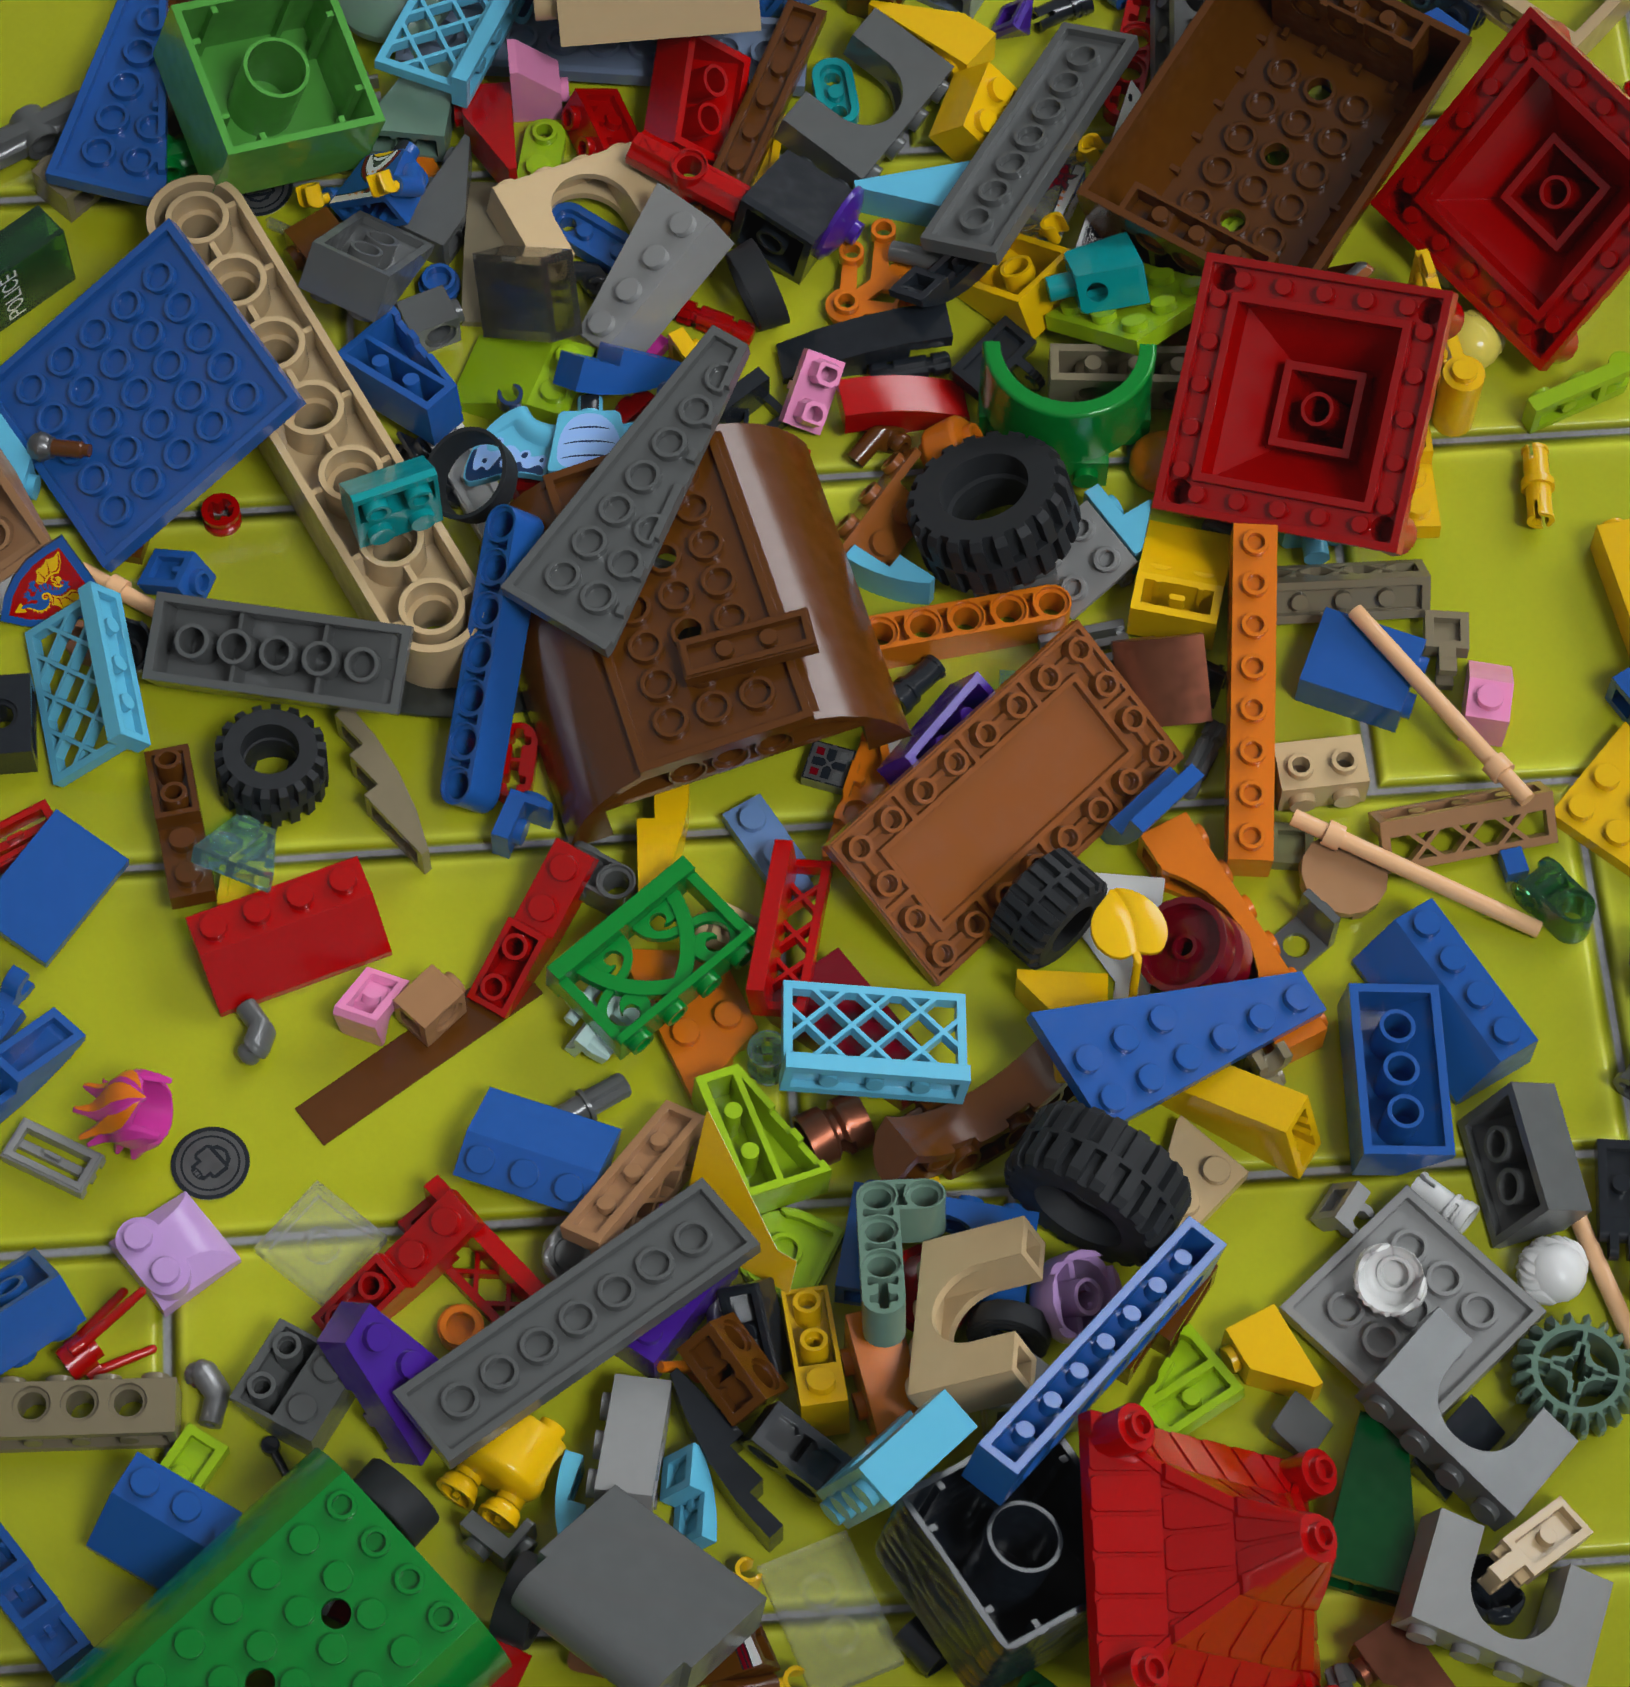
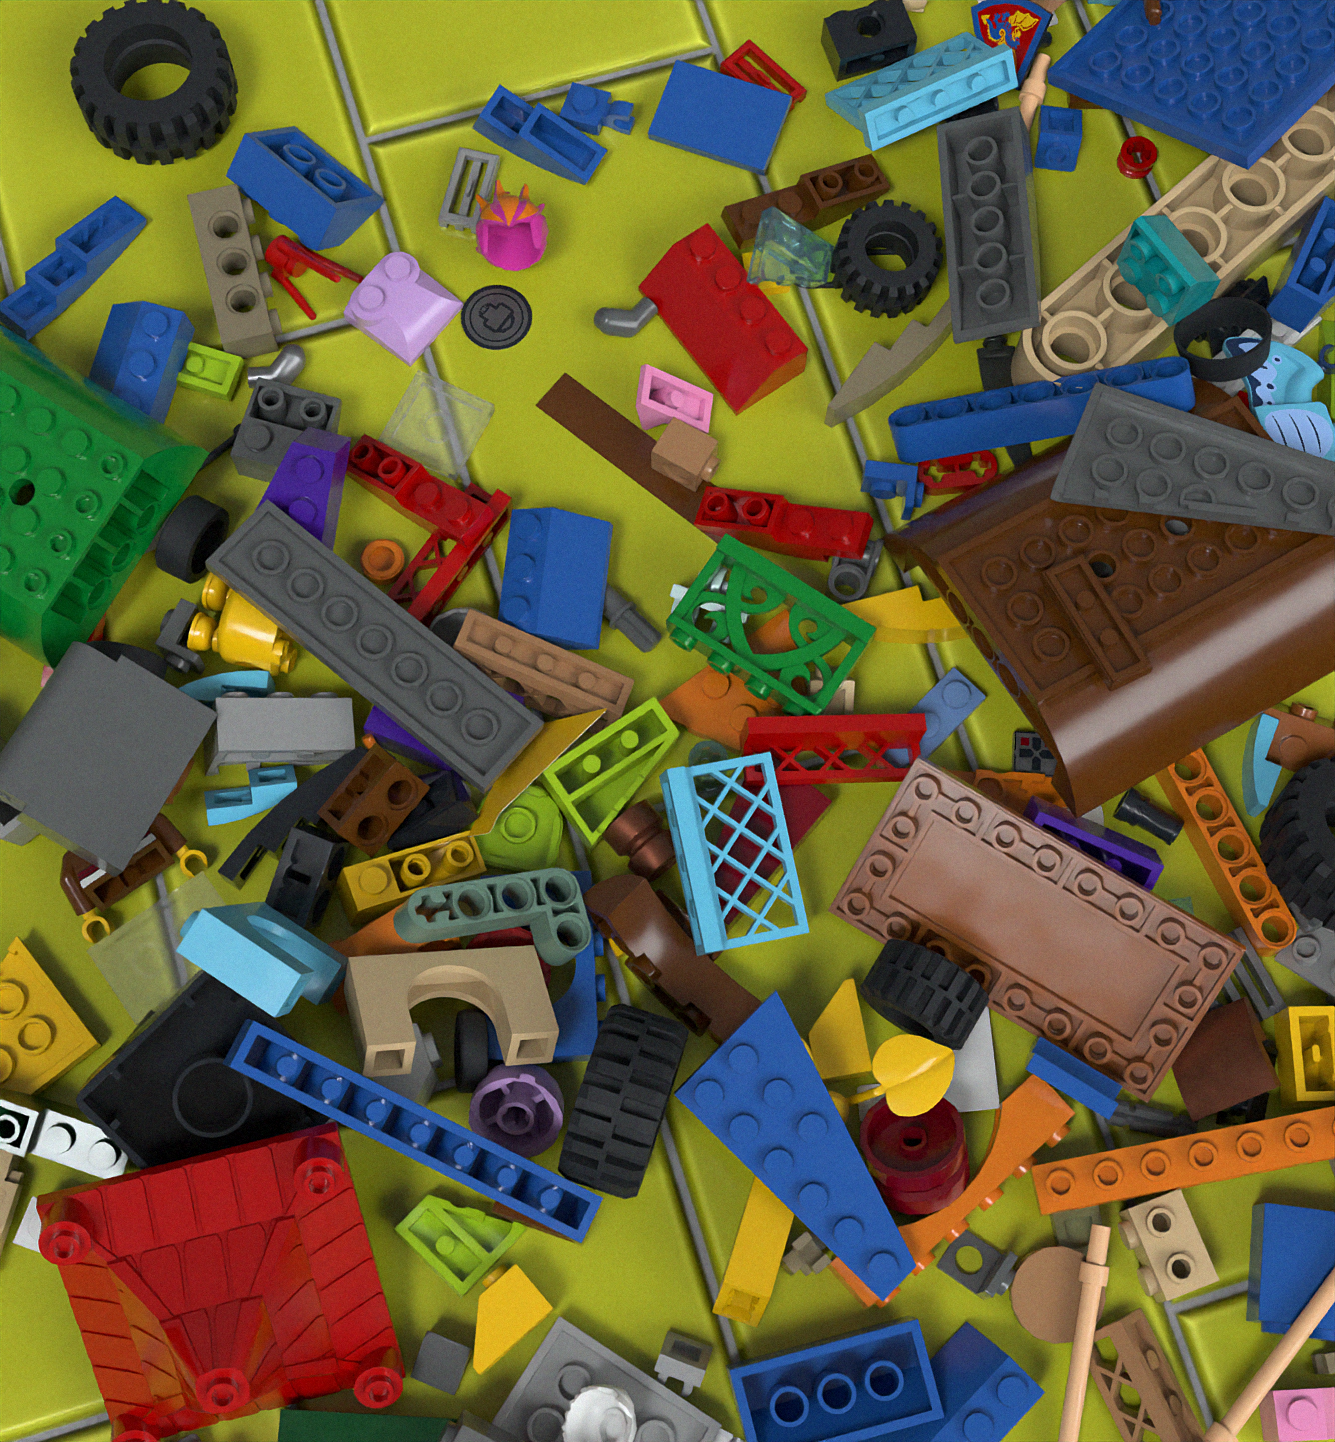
camera: 75 degrees right, 10 degrees up
(1209, 1169) = (684, 1204): tan wing -> none

